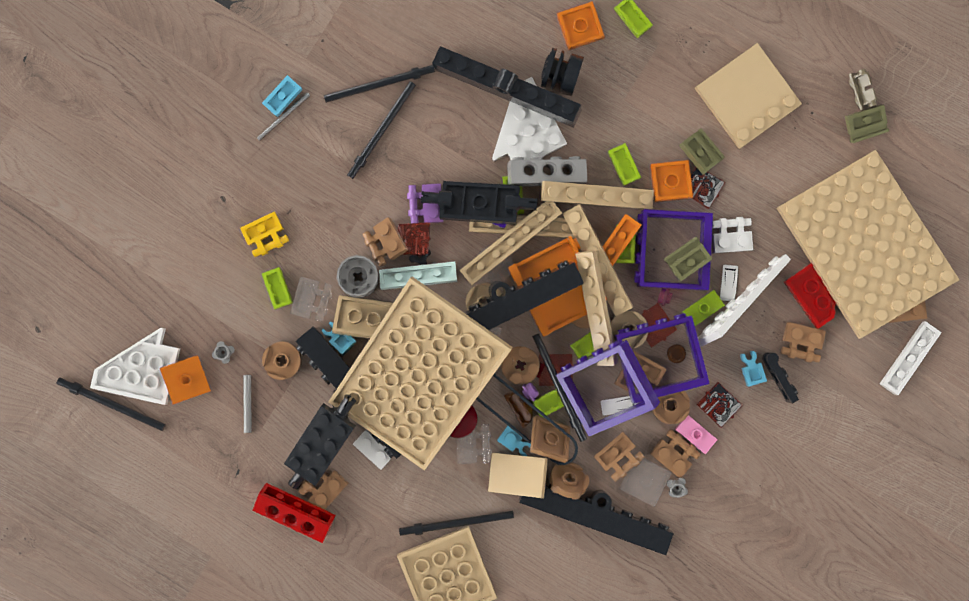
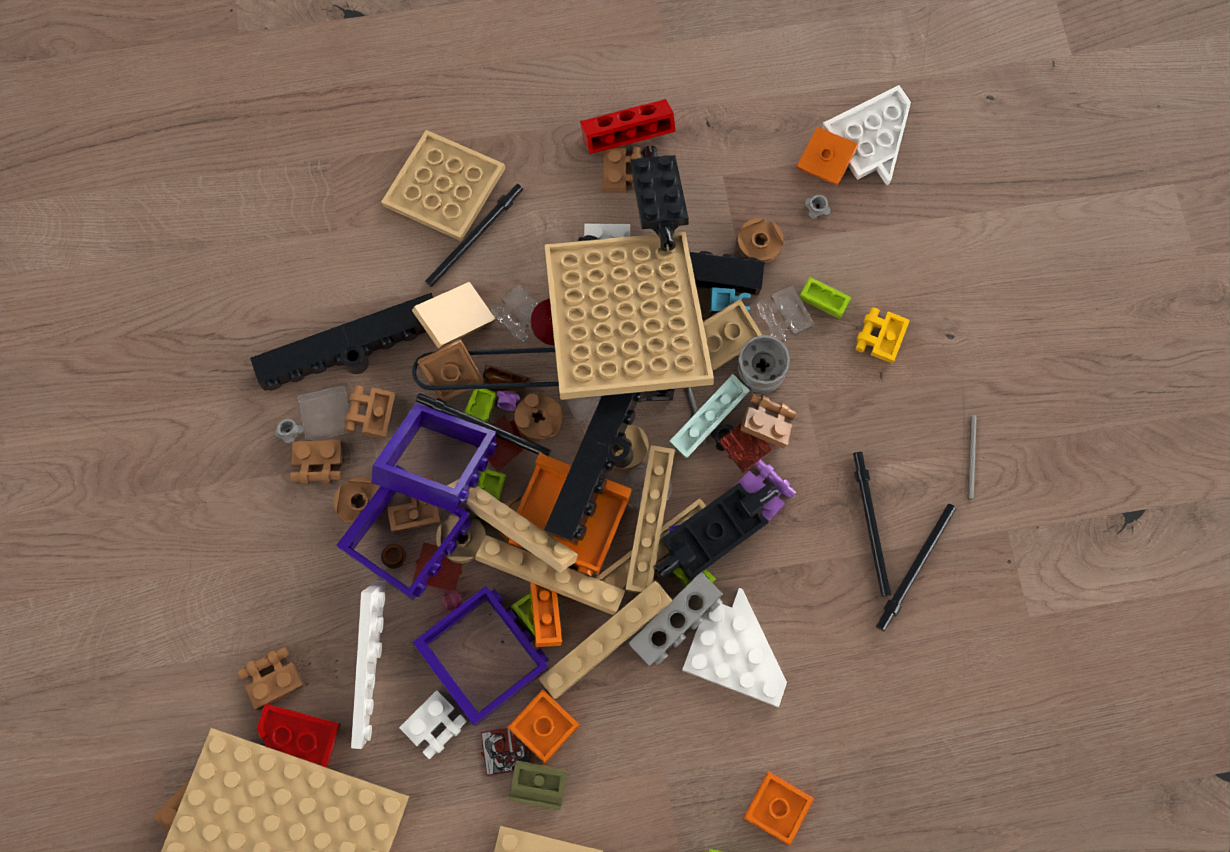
camera: 140 degrees right, 15 degrees down
(77, 389) = (908, 77): black bar -> none
(247, 403) = (755, 183): light grey bar -> none
(282, 96) = (992, 472): medium azure plate -> none
(507, 86) = (792, 668): black hinge -> none
(512, 440) = (486, 342): medium azure plate -> none
(561, 71) = (753, 734): black wheel -> none
(565, 488) = (391, 341): medium nougat plate -> none
(615, 405) = (414, 457): white sticker -> none
(624, 164) = (606, 699): lime plate -> none
(688, 259) = (459, 652): olive plate -> none
(696, 434) = (309, 496): bright pink plate -> none
(704, 307) = (403, 624): lime plate -> none
(719, 404) = (309, 544): piece -> none
(729, 282) = (397, 674): white sticker -> none
(753, 372) = (300, 602): medium azure plate -> none
(780, 377) = (268, 621): black plate -> none
(910, 358) = (140, 758): white plate -> none

